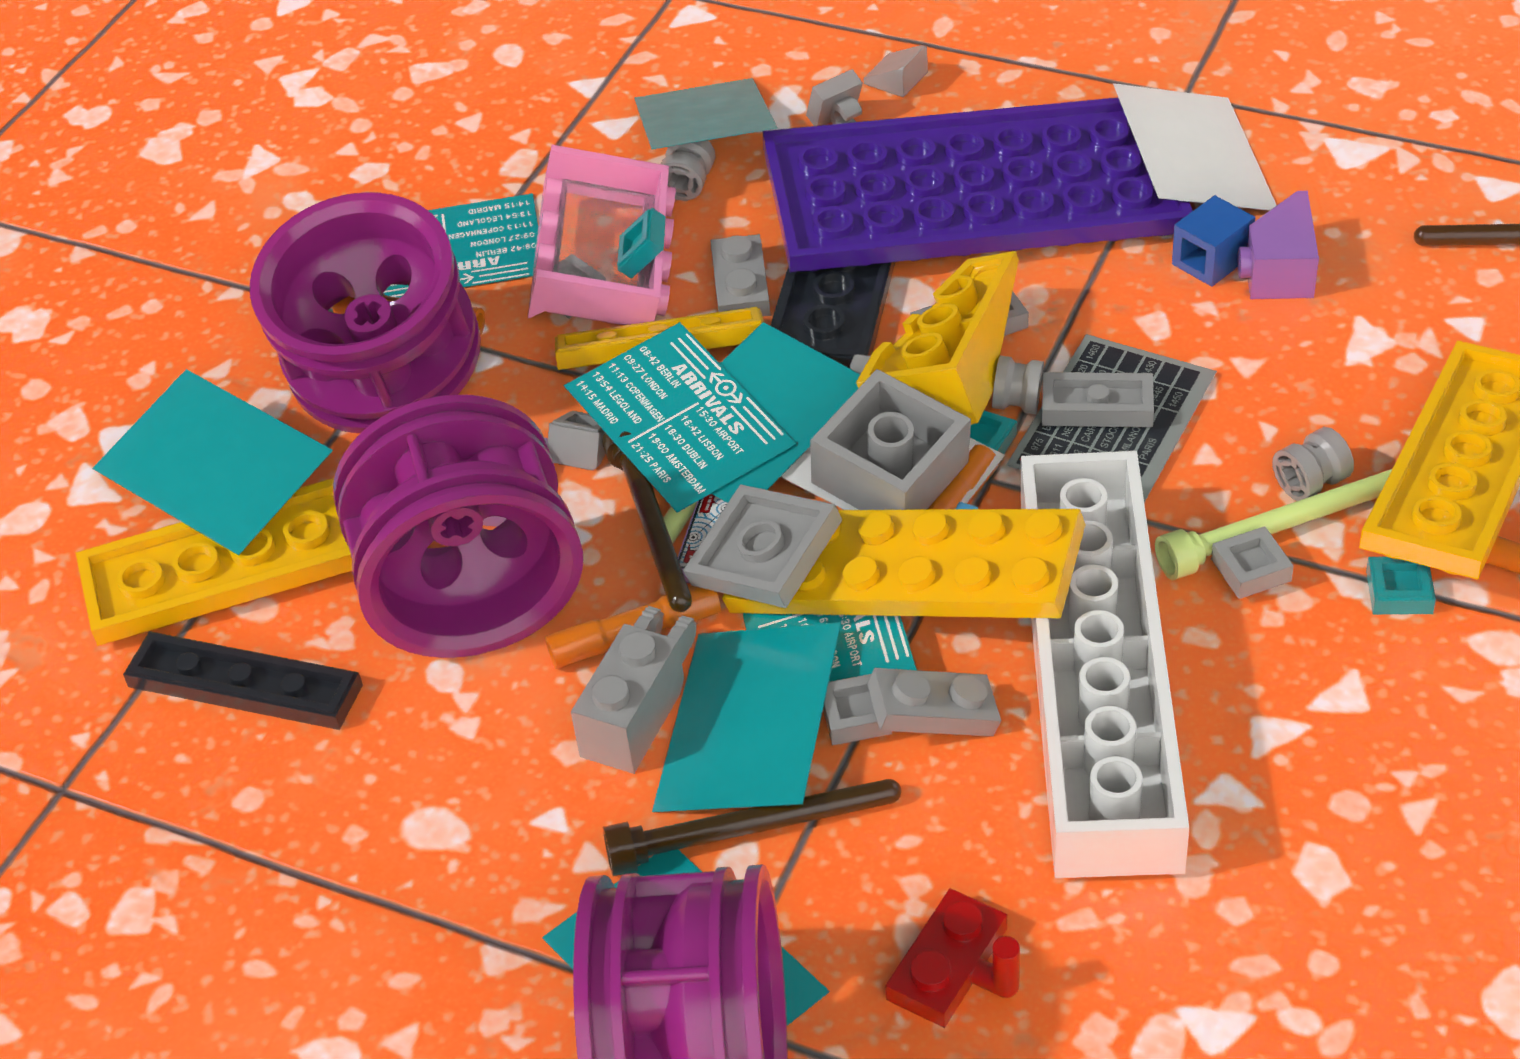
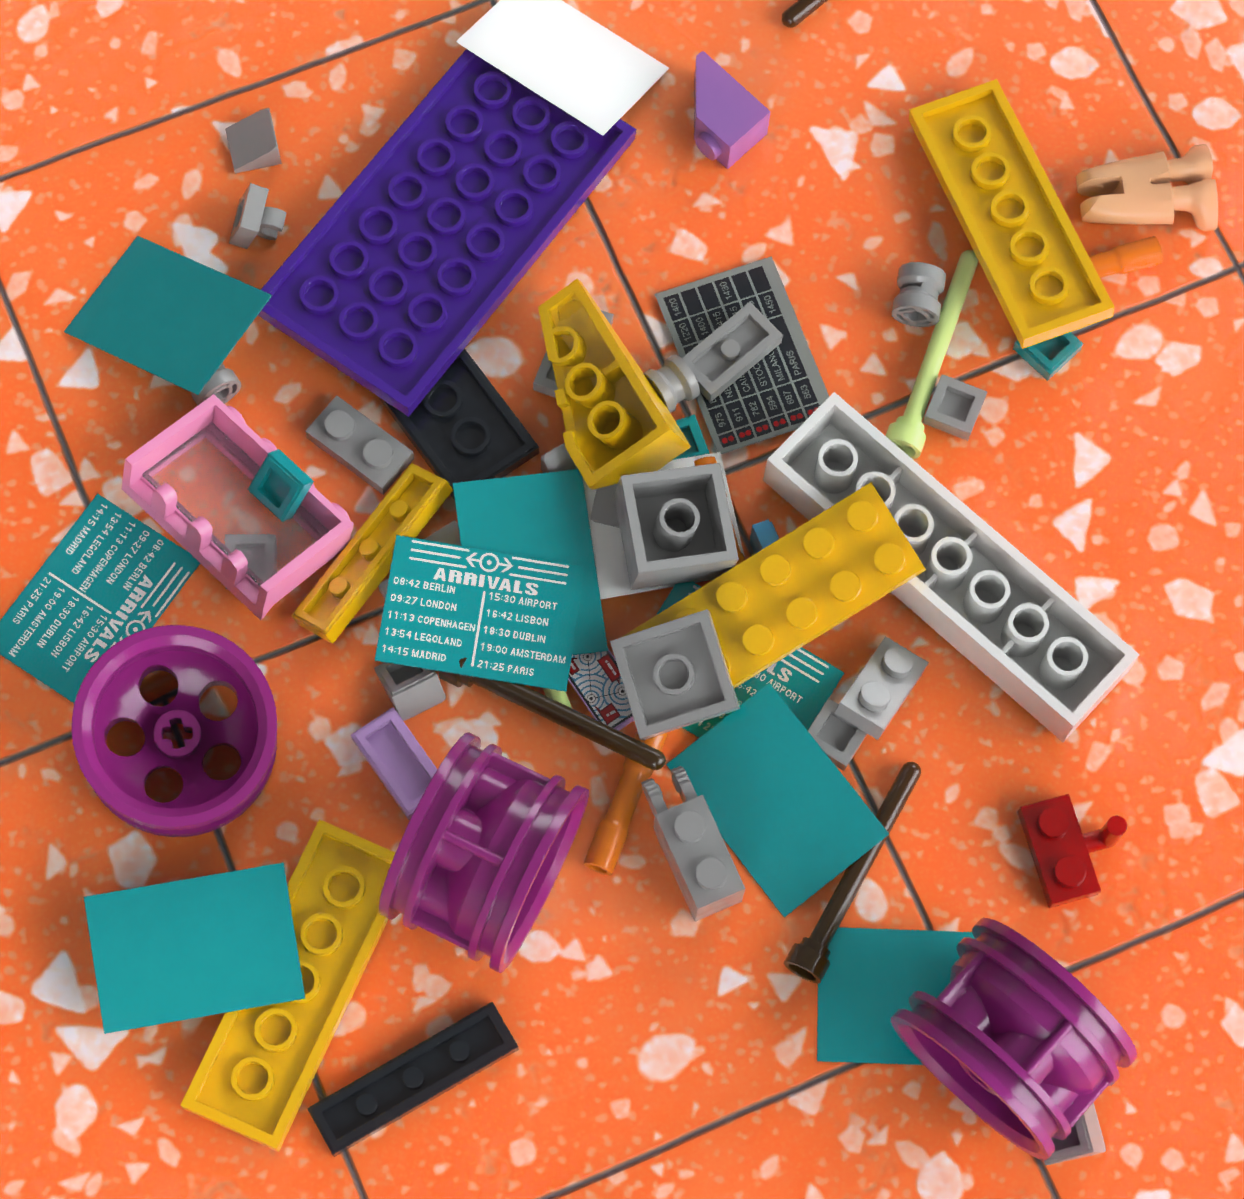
camera: 55 degrees left, 25 degrees up
(1209, 240) = (668, 140): blue brick -> none

